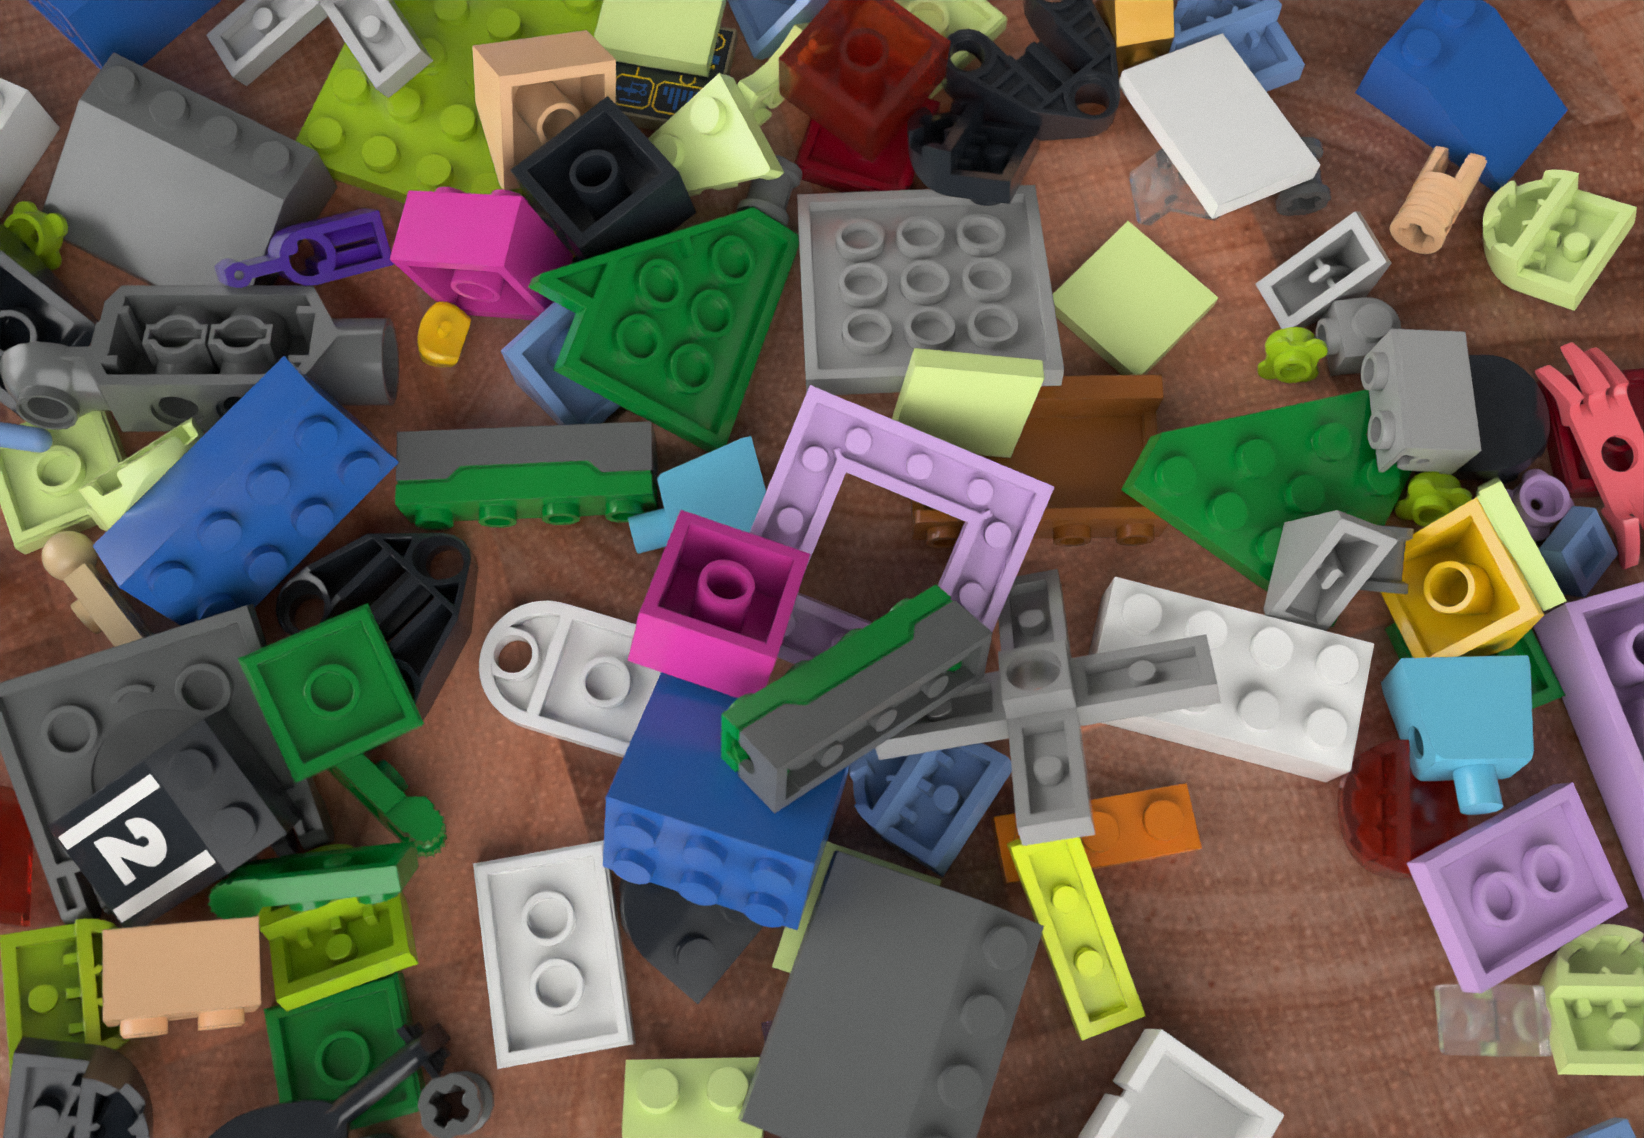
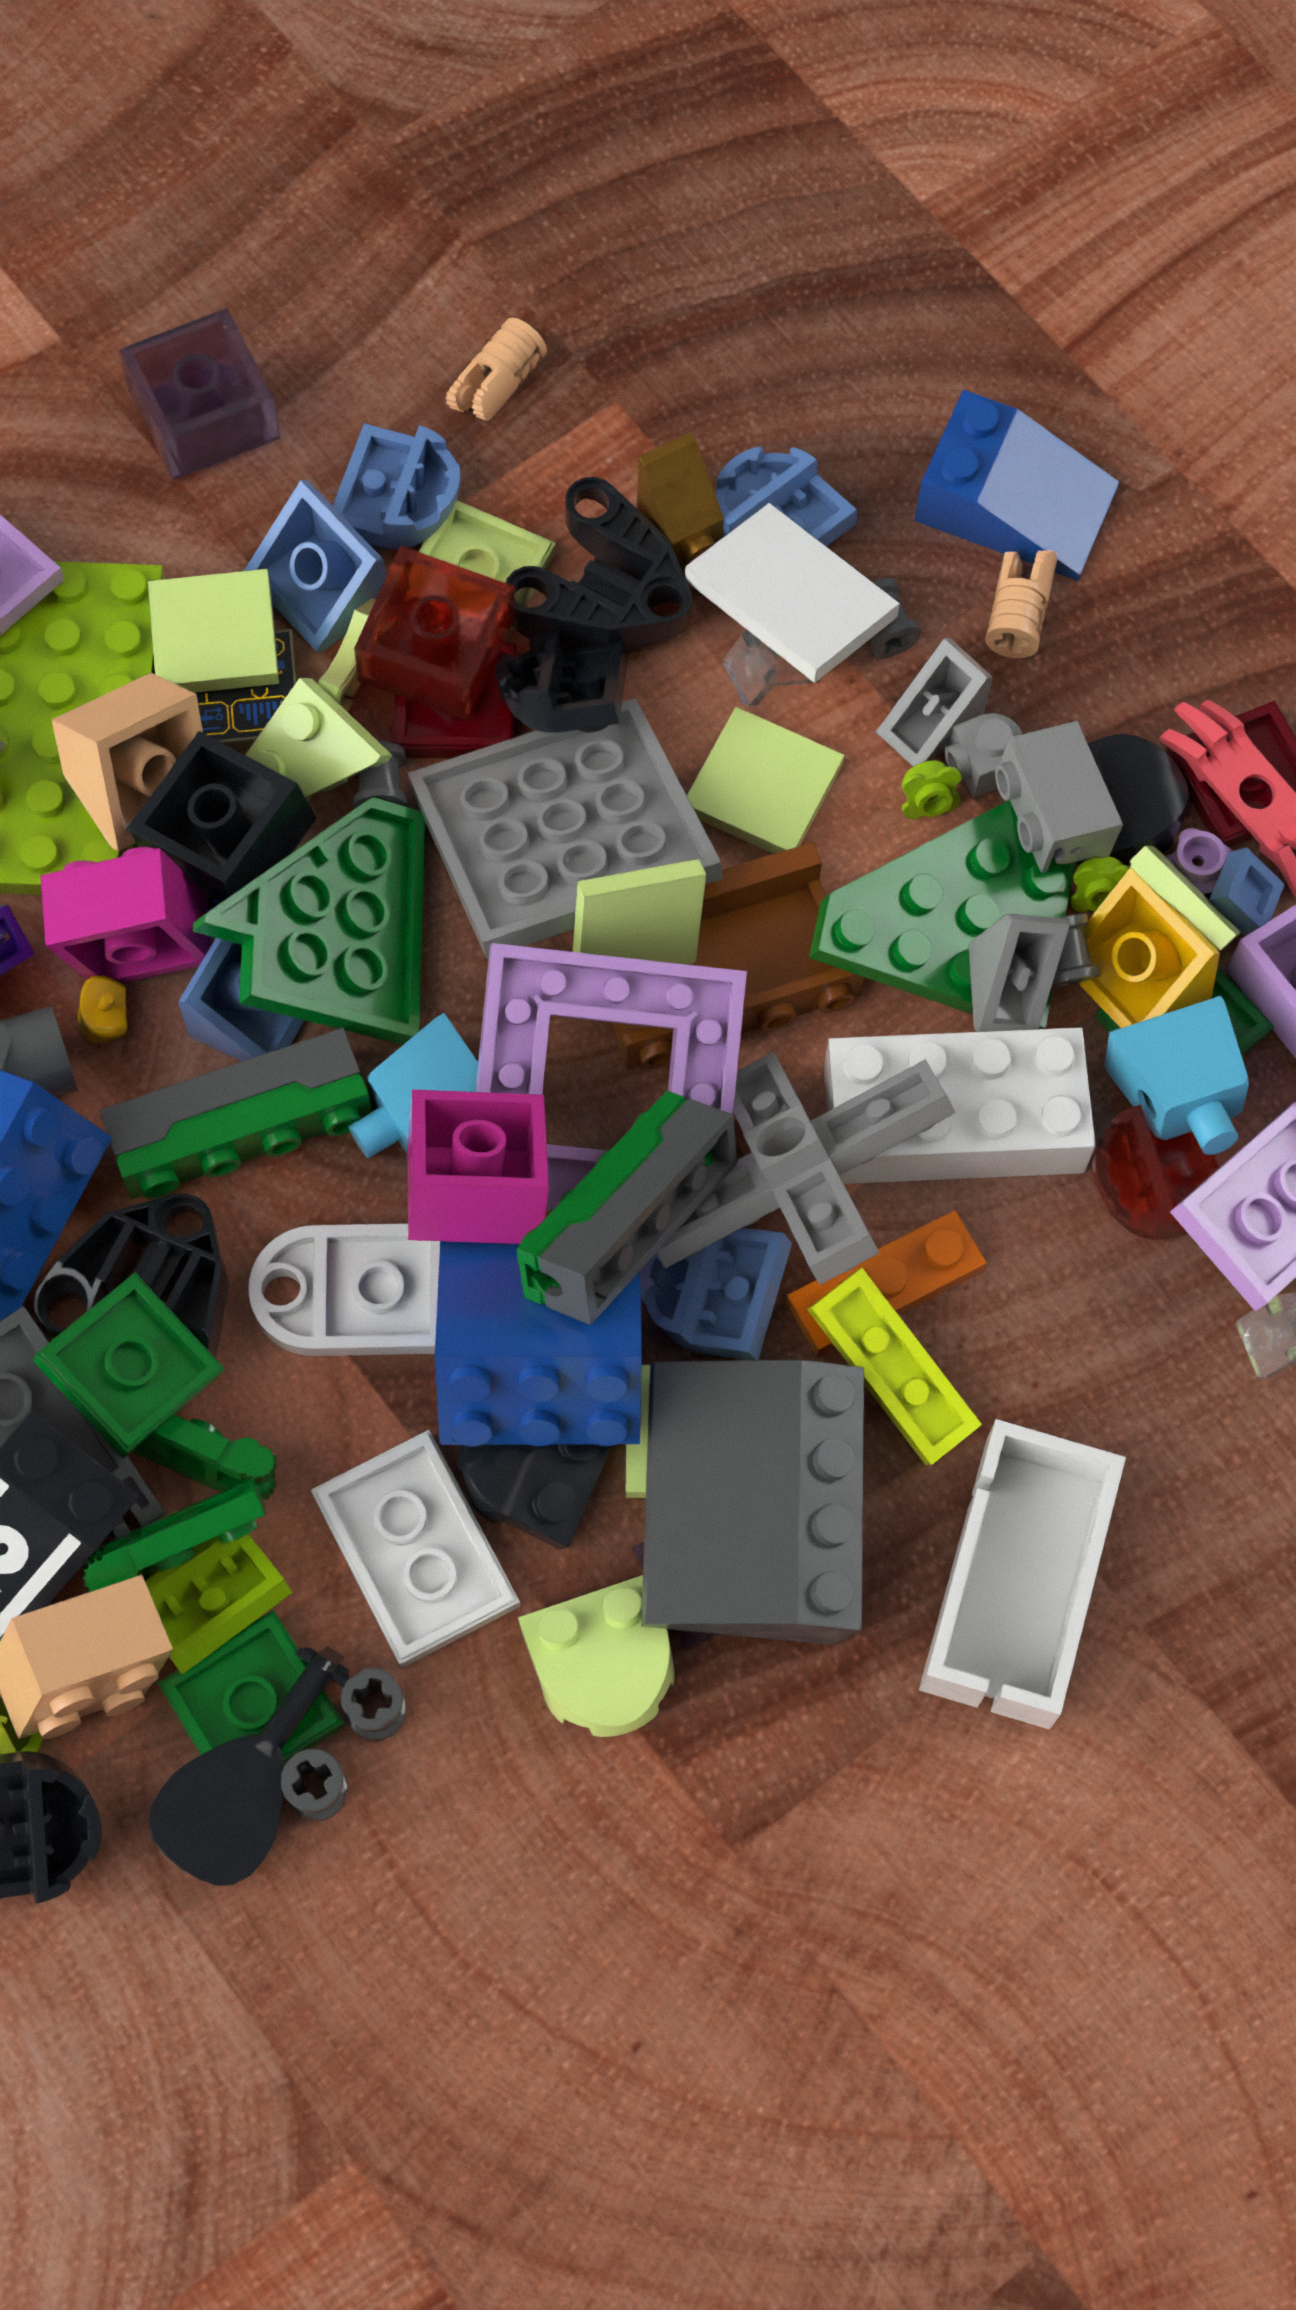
camera: 20 degrees left, 5 degrees down
(1552, 236) = (1138, 607): yellowish green slope -> none

